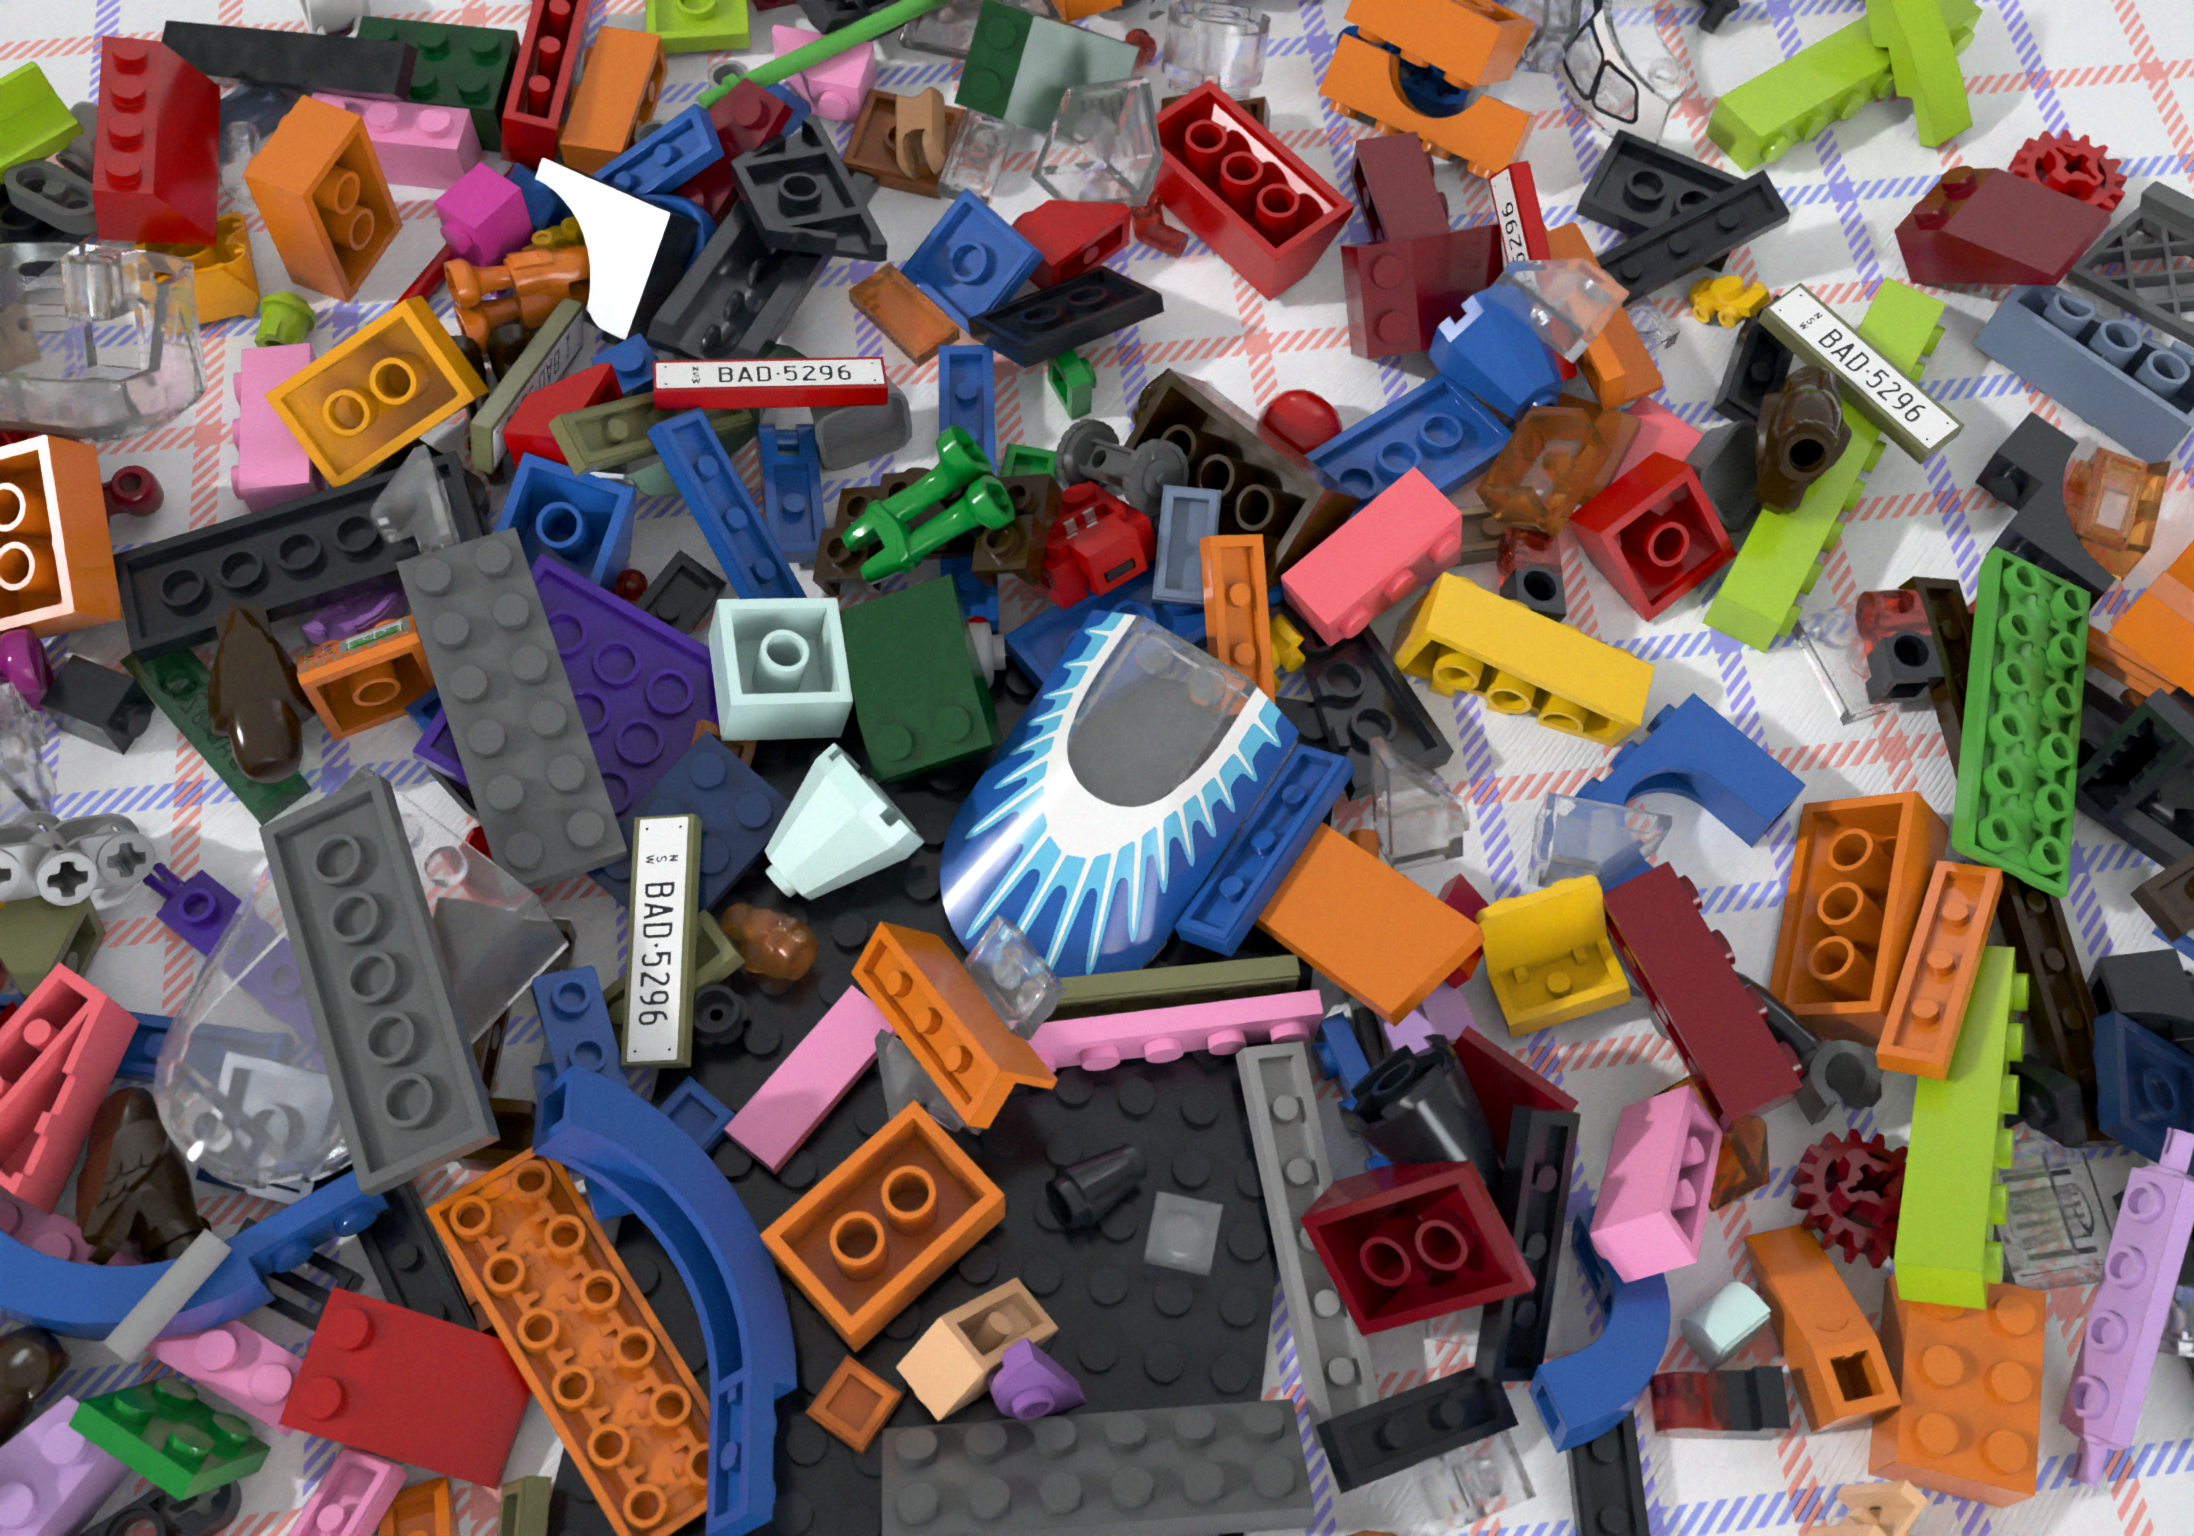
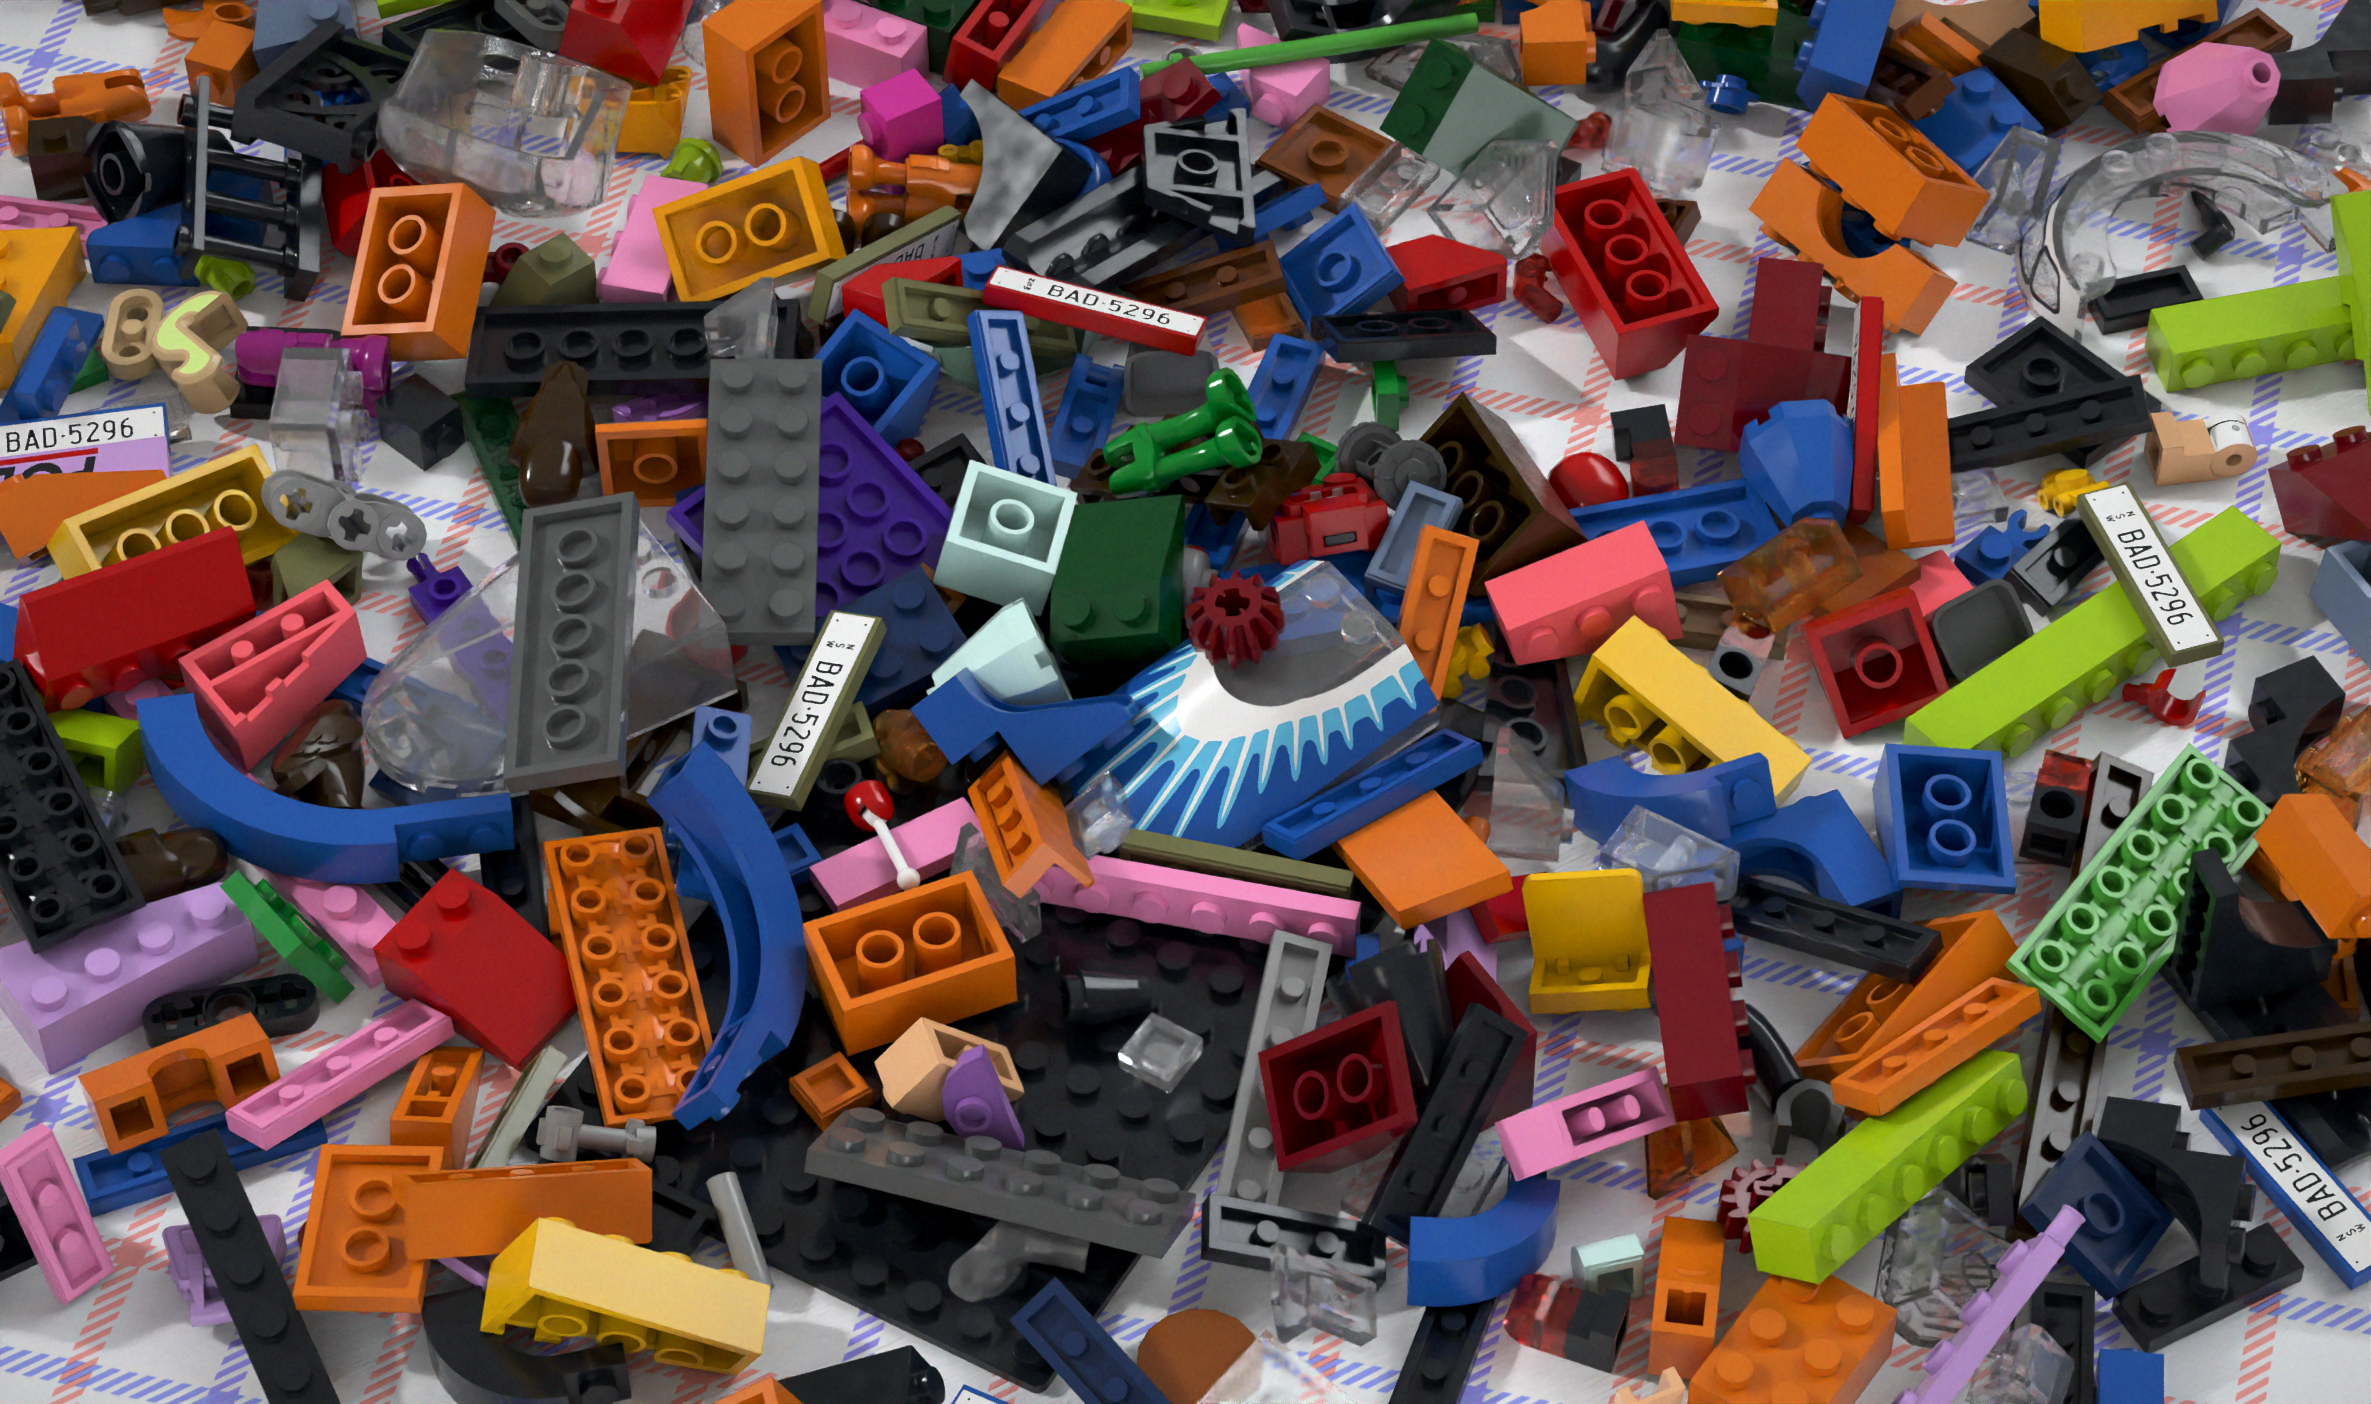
camera: 25 degrees right, 15 degrees down
(167, 1296) = (325, 825): light grey piece -> none
(180, 497) = (550, 275): none -> olive slope
(762, 1035) = (879, 810): none -> hinge
(859, 310) = (1215, 282): none -> reddish brown plate
(894, 209) = (1287, 211): none -> blue plate
(918, 895) = (1044, 736): none -> blue arch
(920, 132) = (1340, 149): medium nougat piece -> none
(1101, 705) = (1235, 619): none -> dark red gear
(1342, 370) = (1646, 440): none -> leg
(1511, 777) = (1699, 800): none -> blue arch
(1559, 300) = (1859, 425): clear slope -> none
(1693, 381) = (1995, 552): none -> blue plate
(1709, 79) = (2134, 296): none -> black tile
(1772, 854) = (1833, 930): none -> black tile
(1800, 425) = (2046, 605): dark brown animal -> none
(1809, 701) = (1944, 819): none -> blue slope
(1814, 224) = (2198, 448): none -> light nougat leg
(1909, 491) = (2161, 702): none -> red piece

